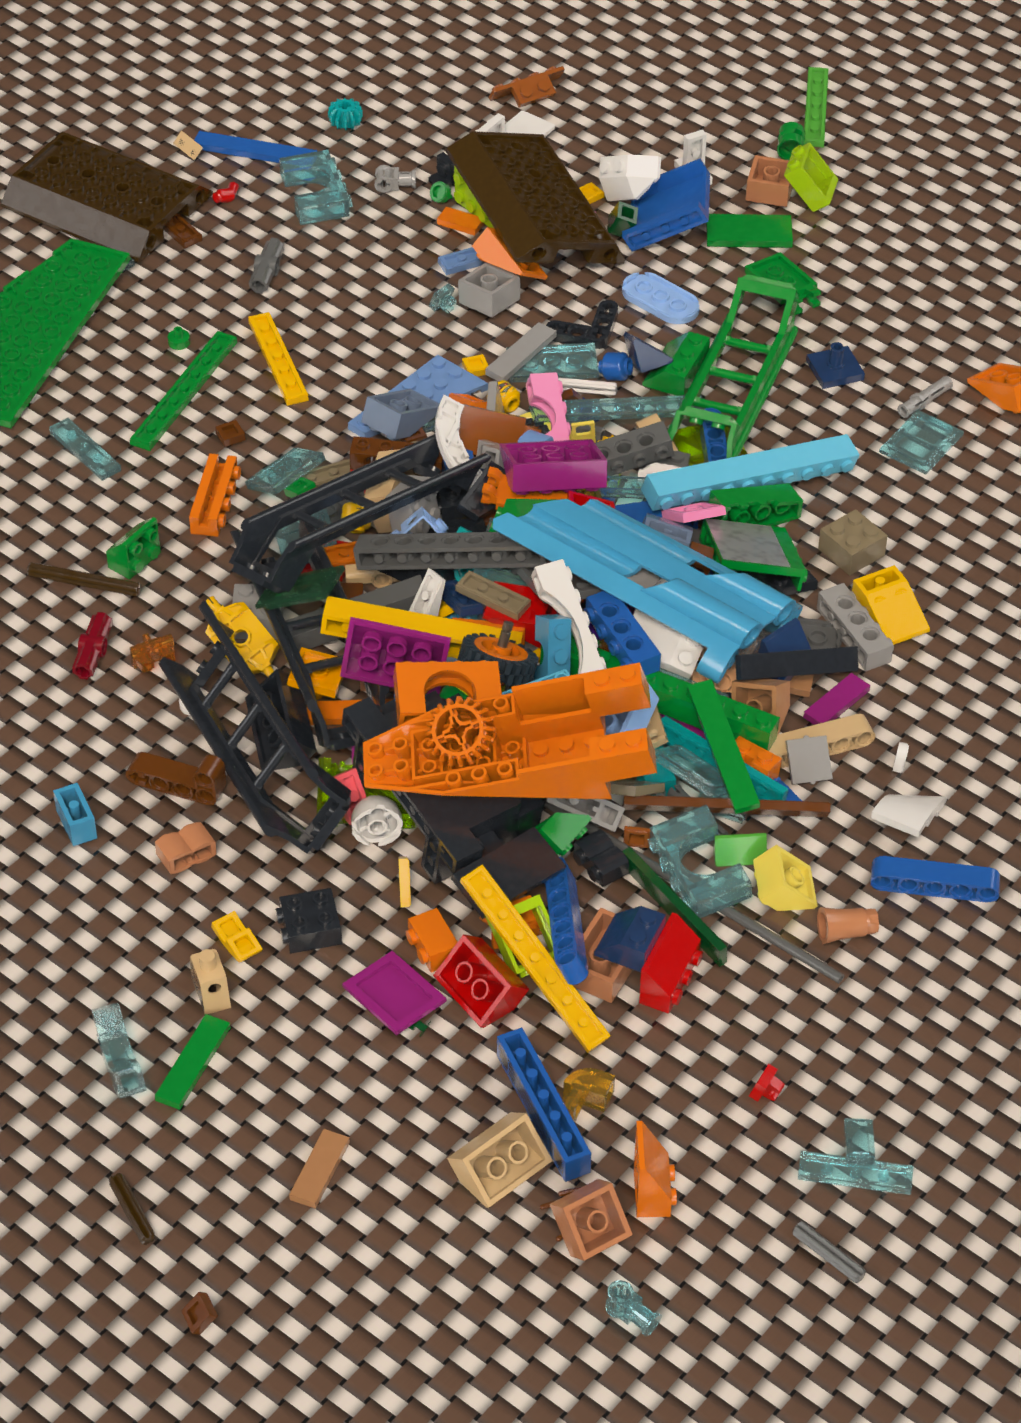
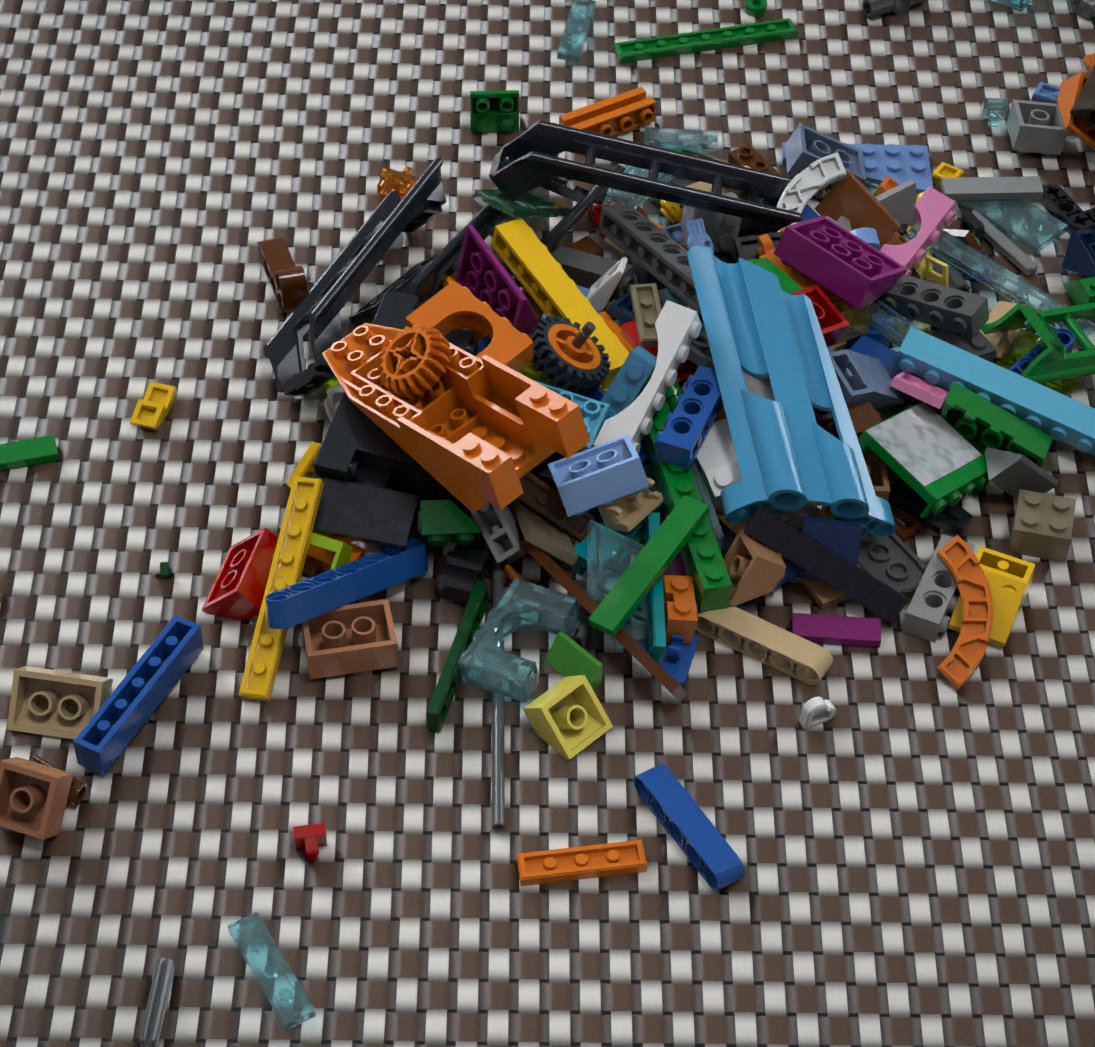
camera: 50 degrees right, 0 degrees up
(75, 814) = (181, 241): dark azure brick -> none
(84, 579) = (439, 108): dark brown axle -> none
(92, 645) = (372, 151): dark red piece -> none
(185, 848) = (214, 321): nougat brick -> none
(205, 971) = (83, 413): tan torso -> none
(230, 433) = (686, 89): reddish brown plate -> none
(260, 646) = (459, 199): yellow plate -> none
(278, 358) = (805, 67): yellow tile -> none
(309, 920) = (209, 436): black brick -> none
(394, 992) = (182, 532): magenta piece -> none
(431, 938) = (261, 511): orange brick -> none
(587, 1088) = (187, 713): clear yellow brick -> none
(616, 366) = (1052, 252): blue head -> none
(631, 937) = (364, 640): dark blue slope -> none
(652, 1175) = (114, 806): orange slope -> none
(669, 965) = (378, 686): red slope -> none
(806, 520) = (1016, 472): none -> dark grey slope
(809, 759) = (732, 647): light grey piece -> none
(846, 923) = (560, 788): nougat plant -> none
(859, 1141) = (307, 950): clear light blue tile -> none
(901, 621) = (976, 609): none -> orange tile
(908, 812) = (750, 754): white slope -> none
(911, 954) = (581, 862): none -> orange tile

